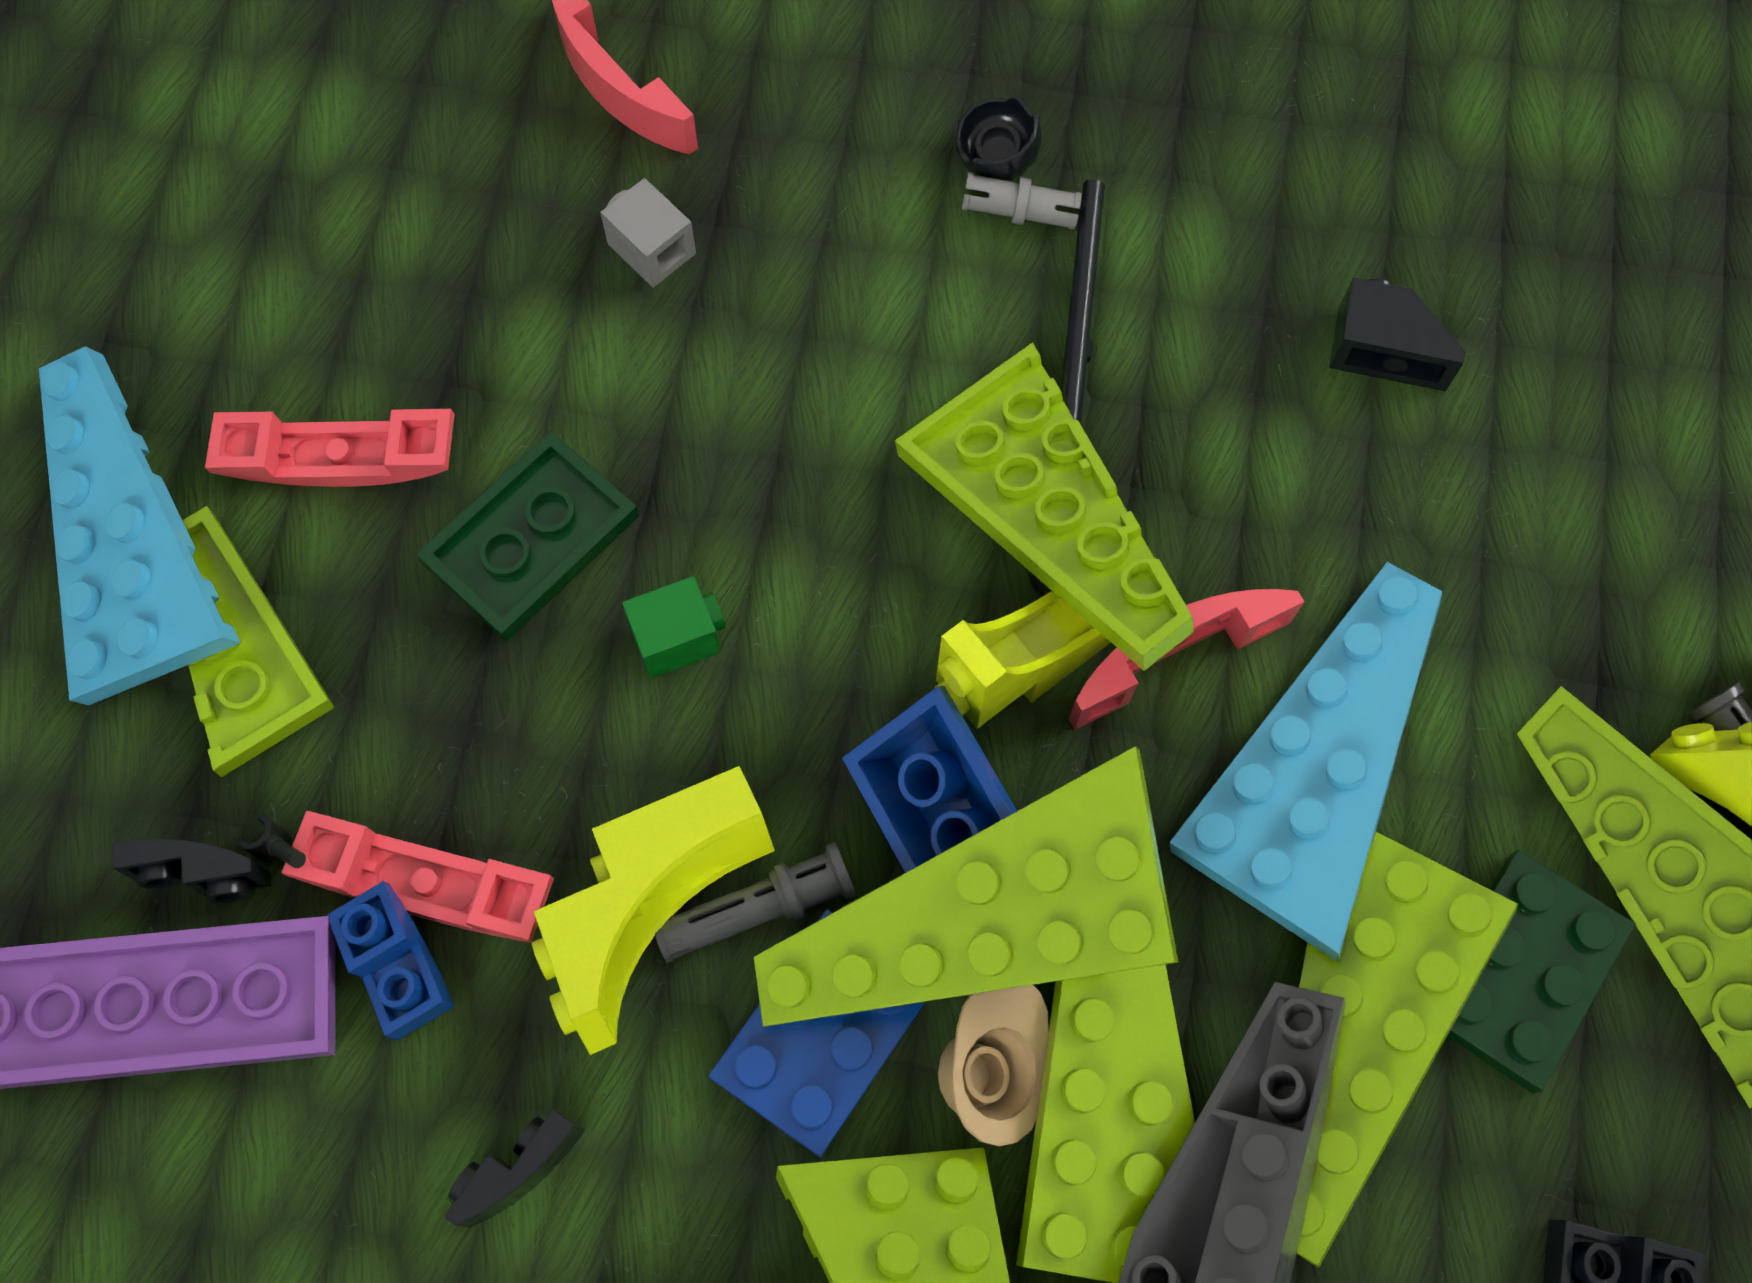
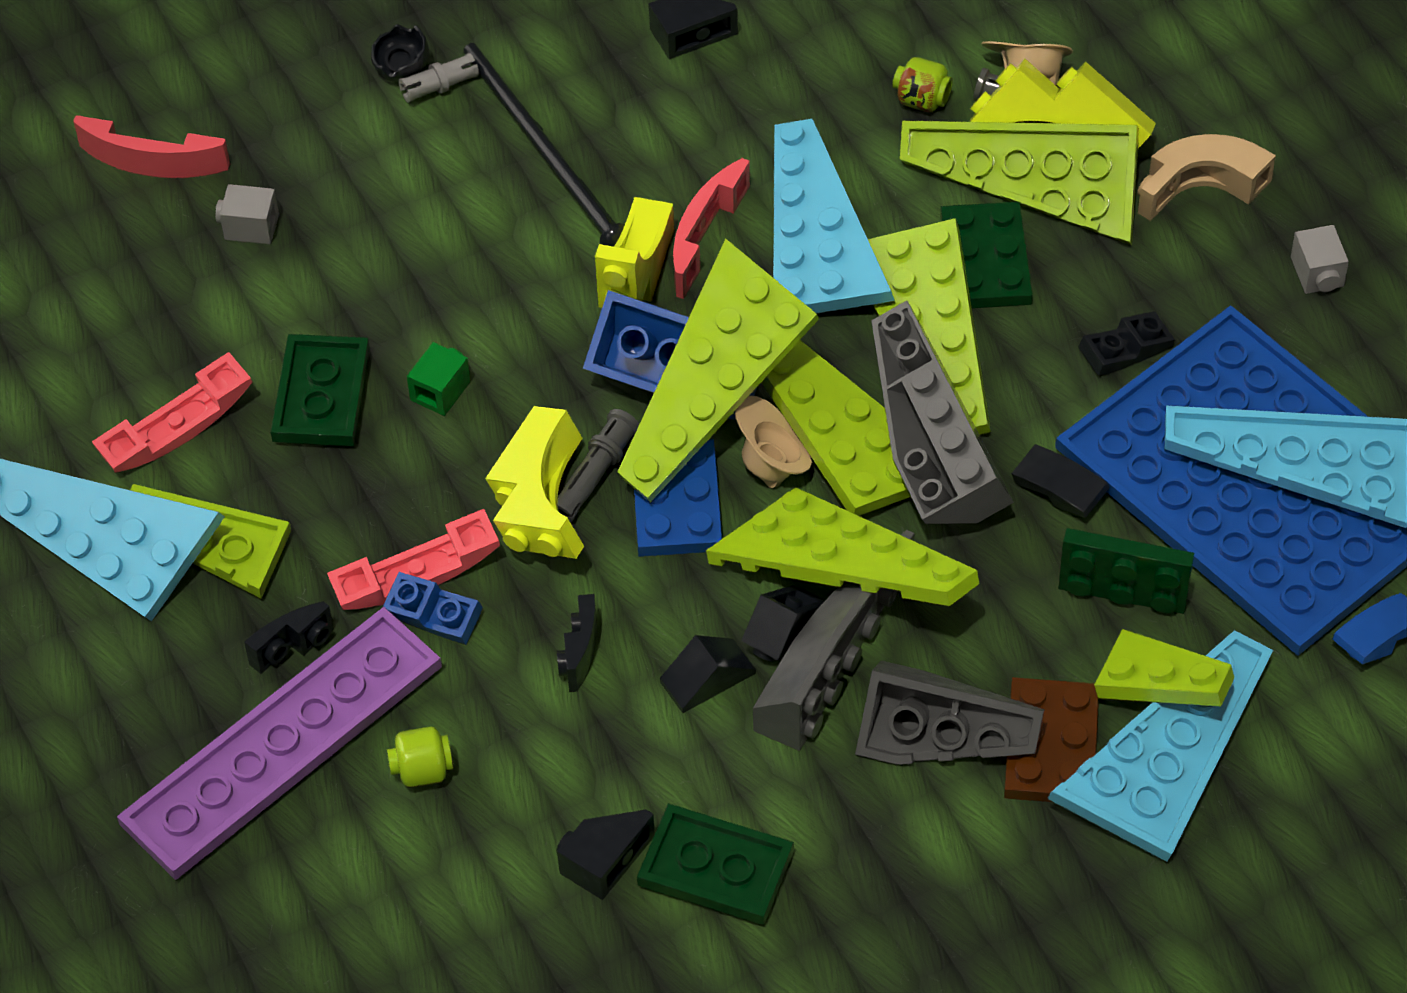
camera: 35 degrees left, 15 degrees down
(176, 1188) = (420, 757): none -> lime head
(273, 845) = (311, 596): pearl dark grey hand -> none
(1043, 494) = (580, 193): lime wing -> none
(1634, 644) = (923, 84): none -> lime head

